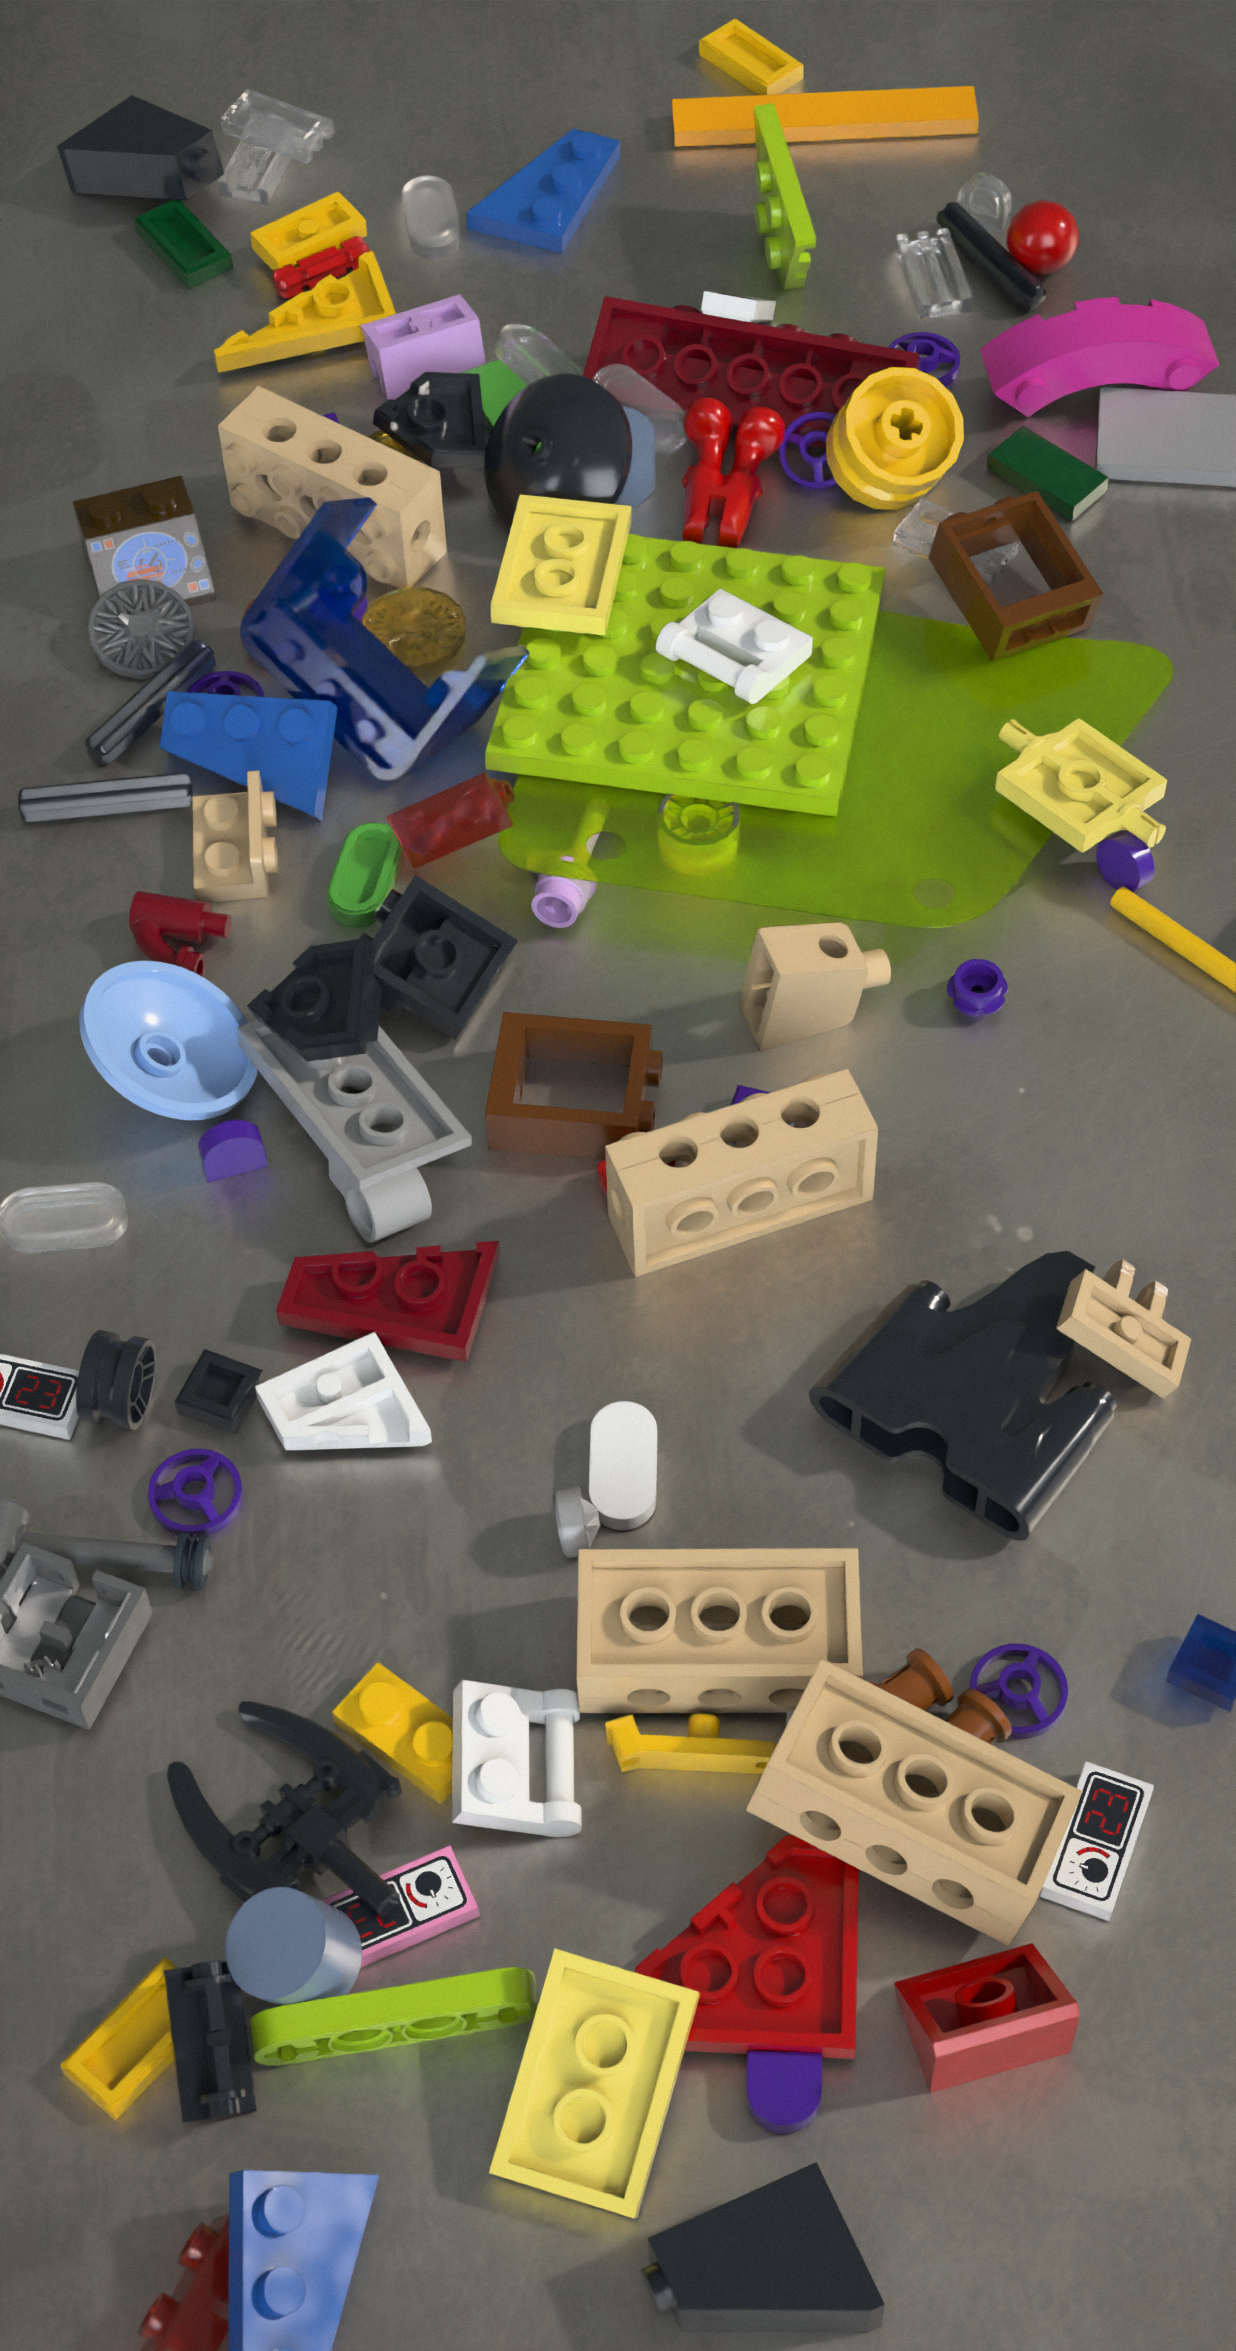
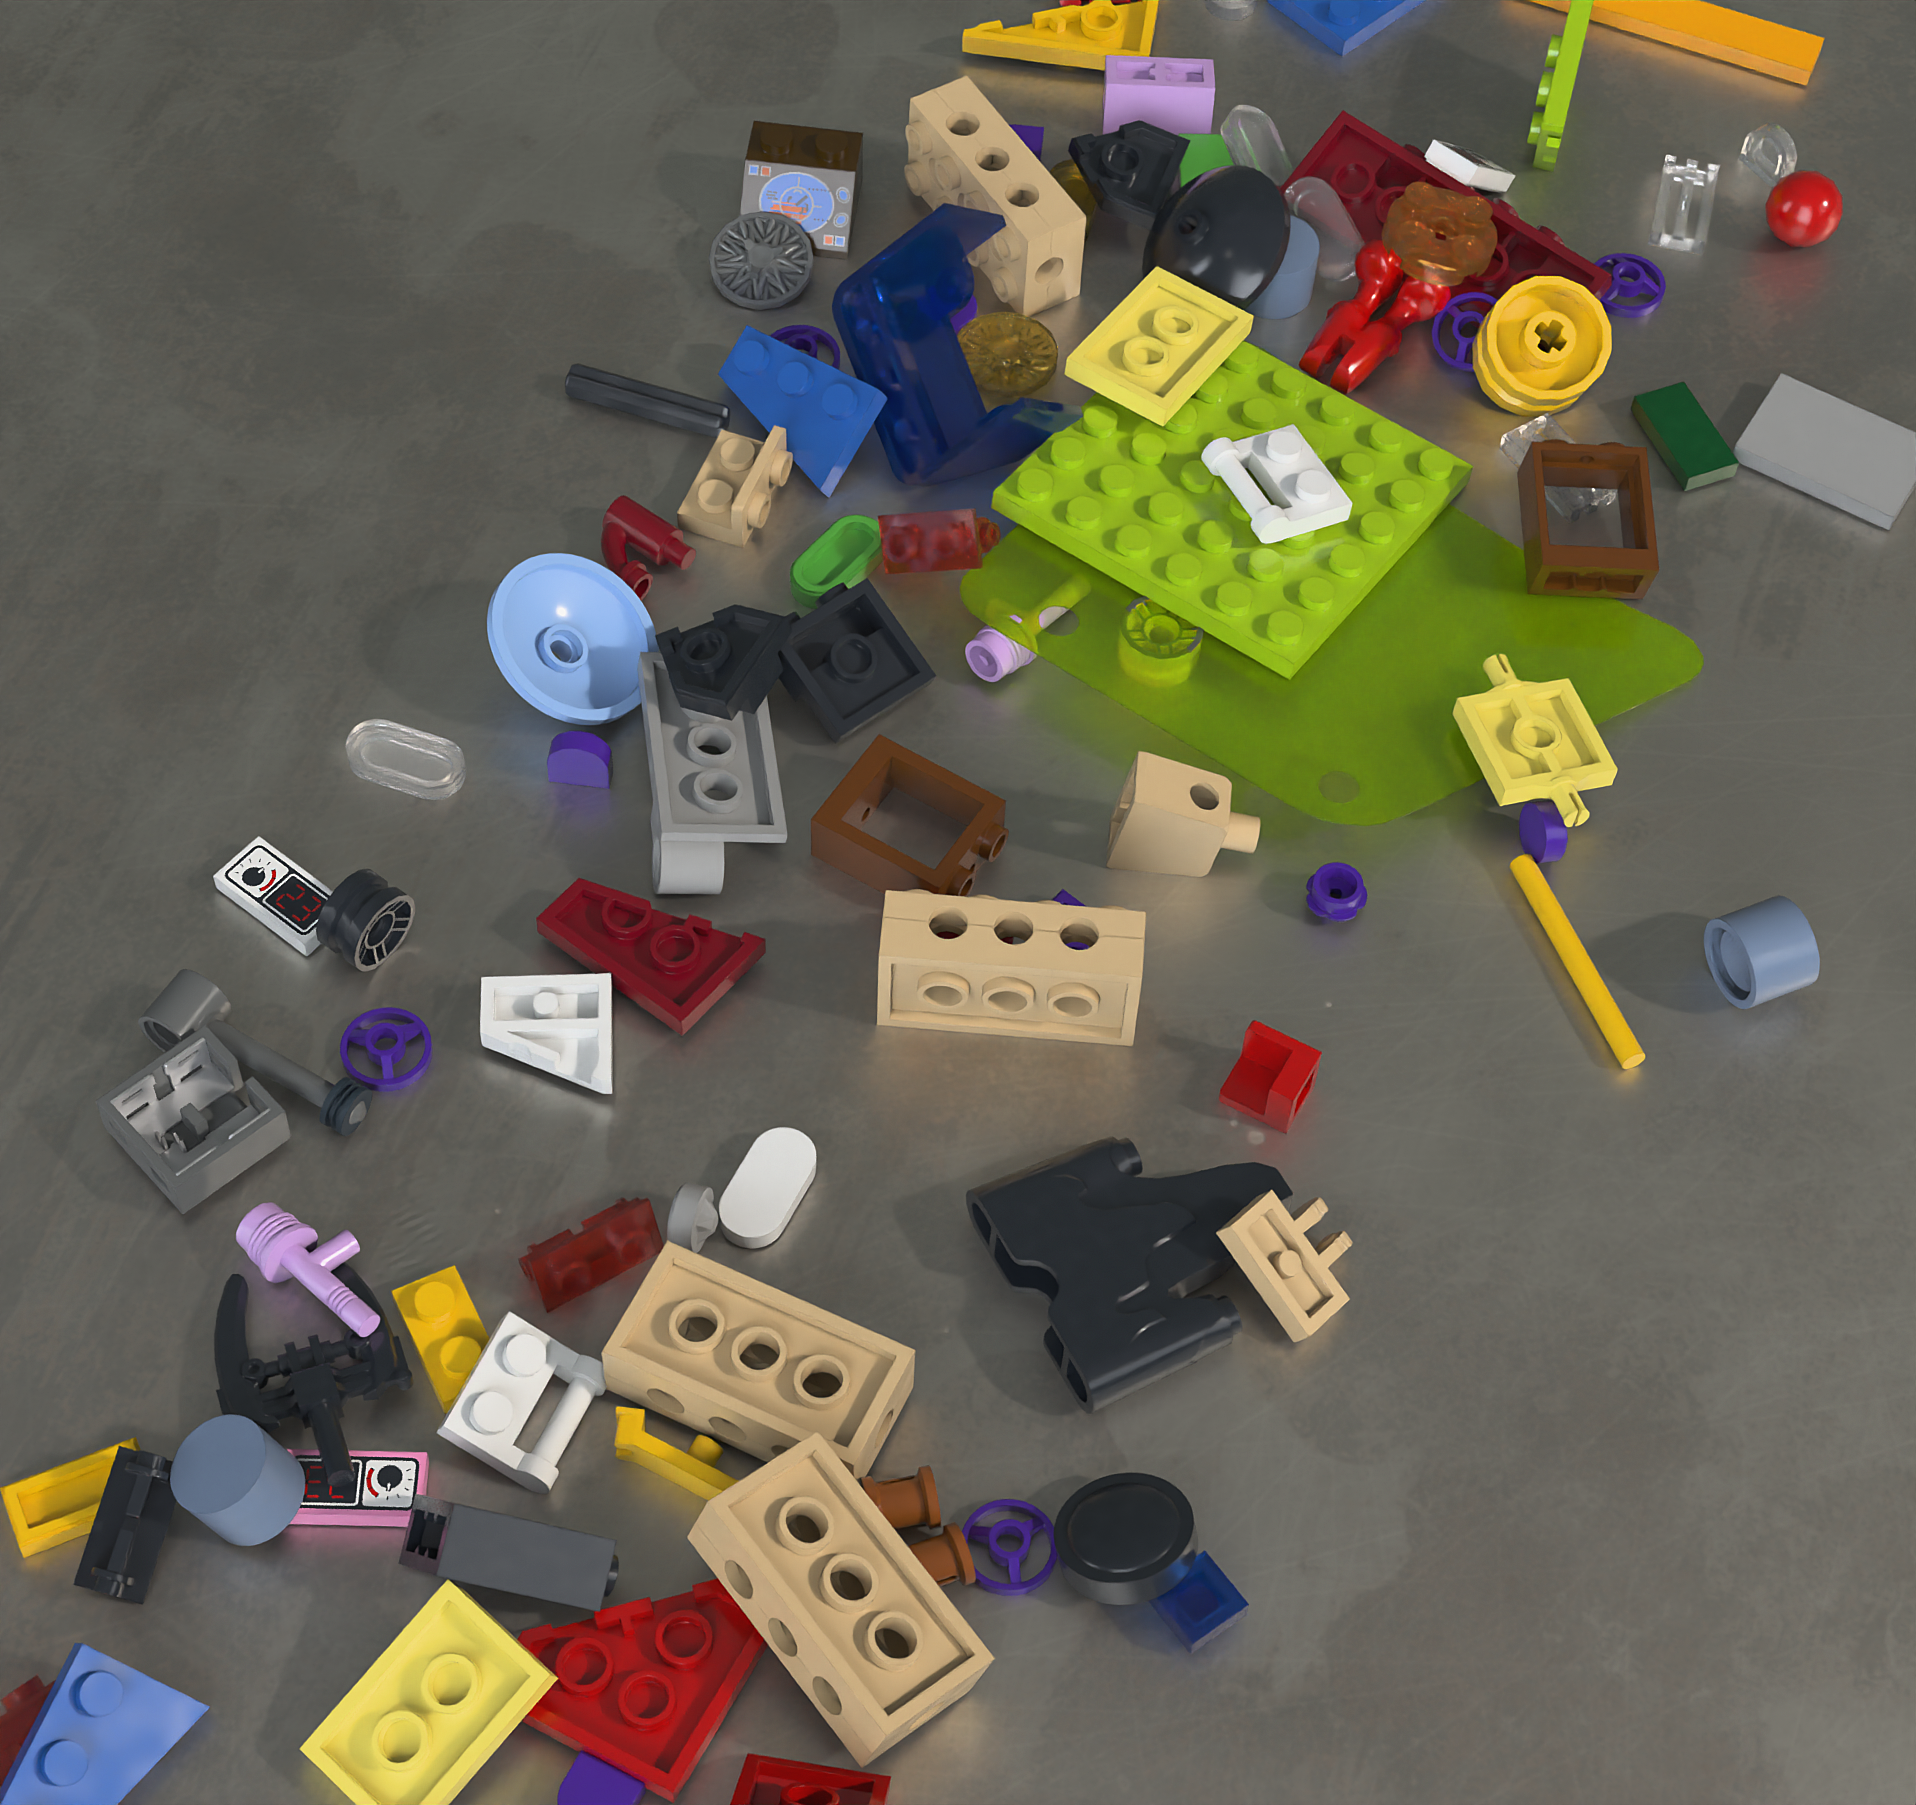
camera: 20 degrees right, 0 degrees up
(149, 703) = (723, 333): black axle -> none
(207, 1717) = (288, 1250): none -> lavender piece
(219, 1391) = (453, 969): black tile -> none
(394, 2016) = (292, 1576): lime beam -> none
(512, 1576) = (604, 1249): none -> clear red hinge
(582, 1901) = (509, 1553): none -> black slope
(732, 359) = (1427, 210): none -> clear orange plate
(992, 257) = (1748, 209): black axle -> none
(1014, 1173) = (1271, 1077): none -> red panel
(1098, 347) = (1794, 333): dark pink brick -> none
(1098, 1842) = (1000, 1713): tile -> none
(1123, 1634) = (1126, 1538): none -> black piece

